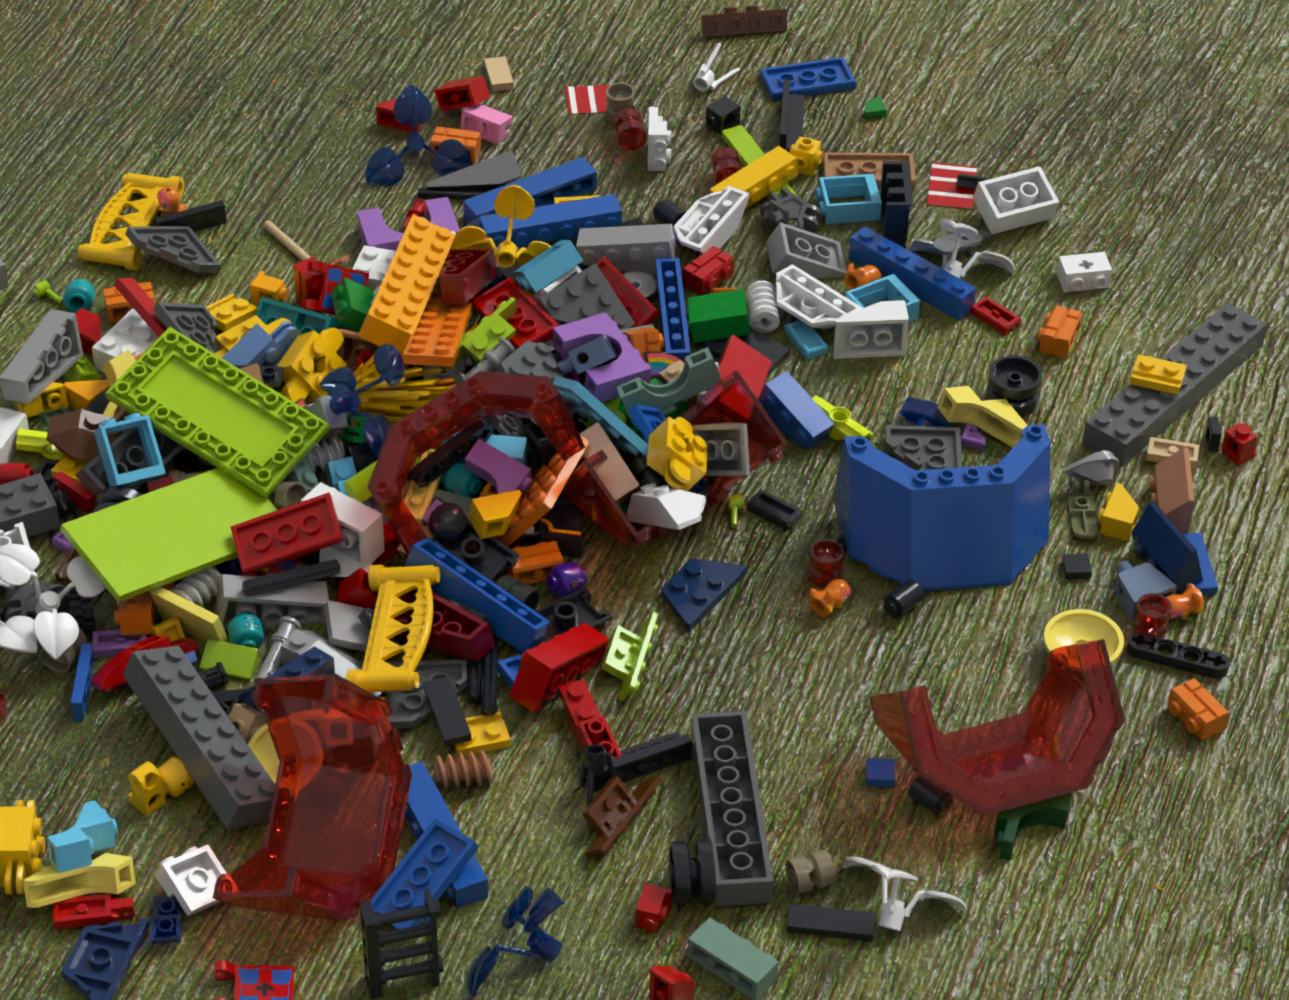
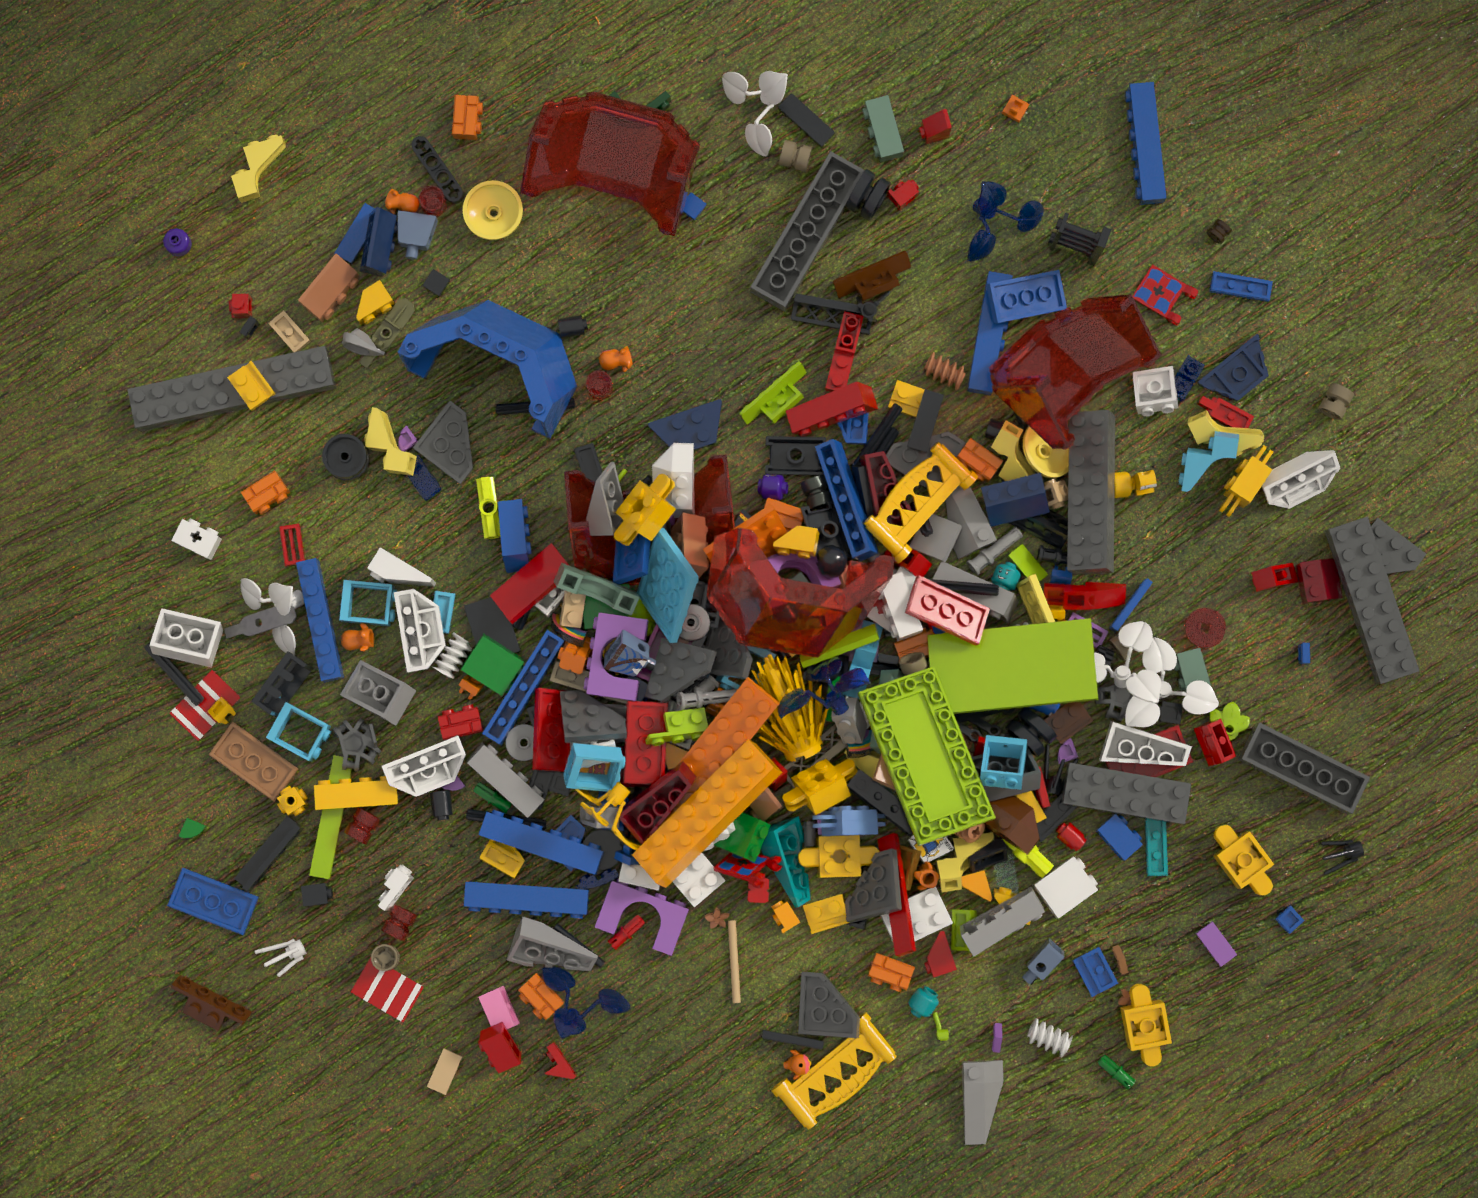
camera: 145 degrees left, 40 degrees up
(932, 180) = (220, 710): none -> yellow tile

